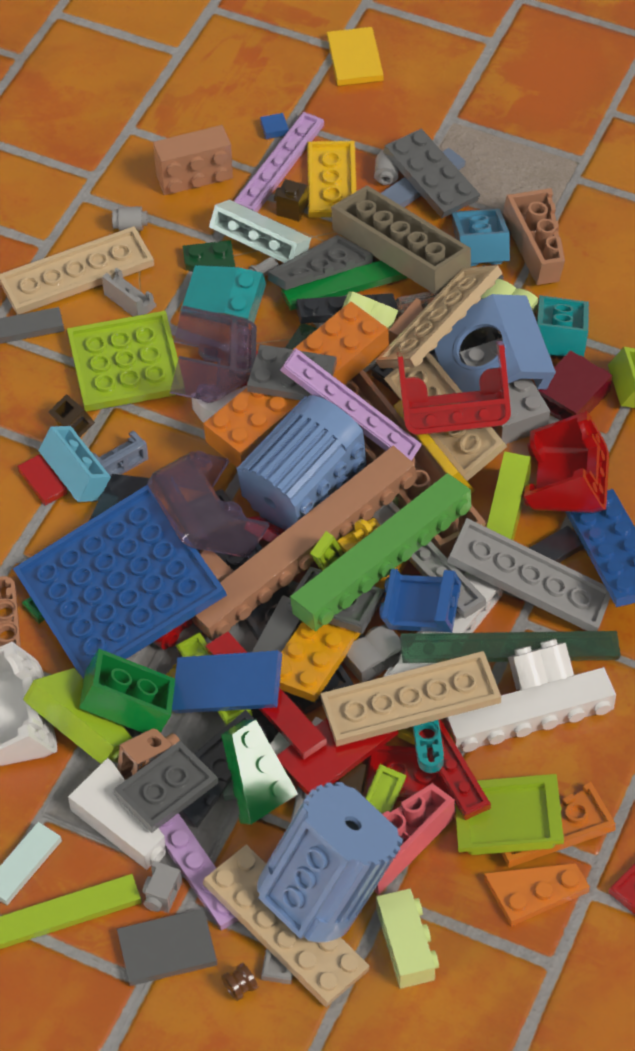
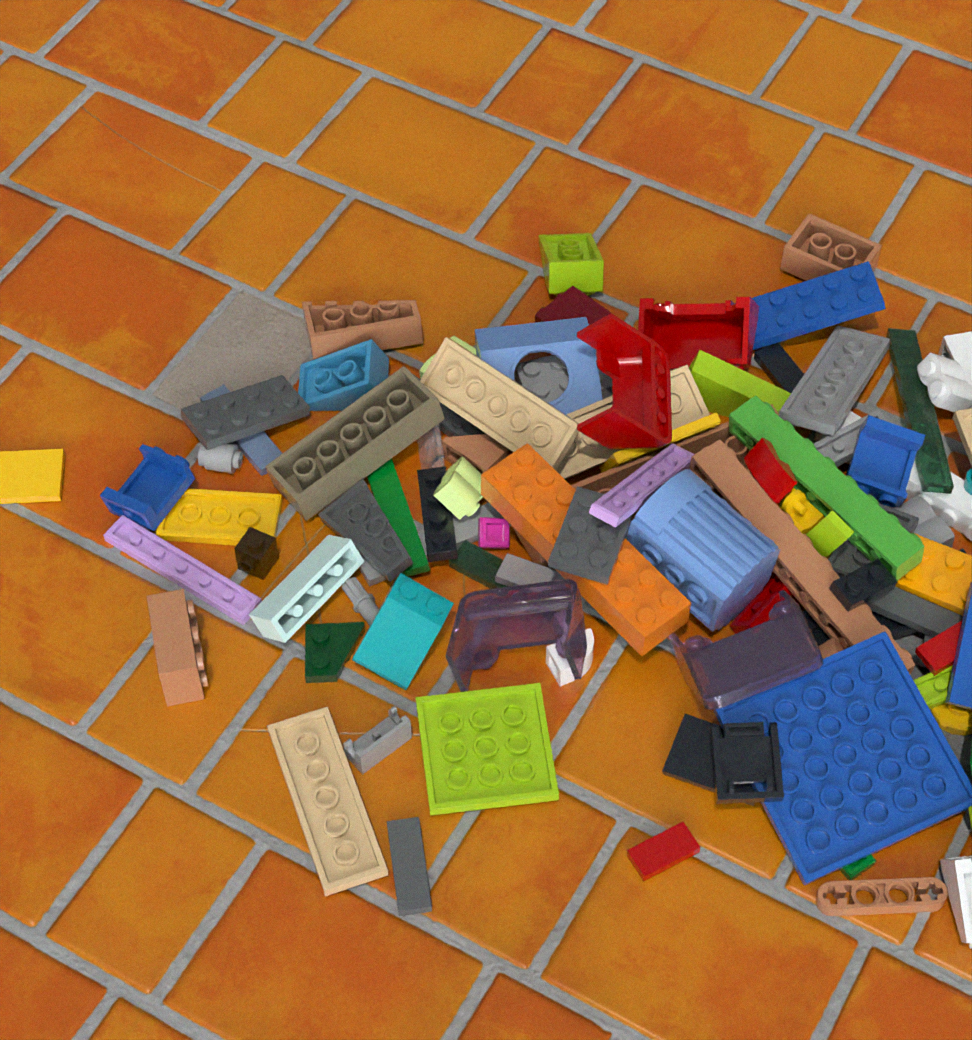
camera: 85 degrees left, 0 degrees up
(69, 413) = (582, 802): dark brown brick -> none
(74, 463) = (656, 804): medium azure brick -> none
(108, 505) = (746, 758): none -> black container
(125, 456) = (637, 762): sand blue hinge -> none
(128, 217) = (250, 732): light grey brick -> none
(274, 125) = (117, 568): blue tile -> none
(276, 579) = (863, 585): none -> black plate
(344, 129) = (151, 488): none -> blue panel
(382, 503) = (769, 471): none -> red slope
(563, 324) = (486, 312): teal slope -> none

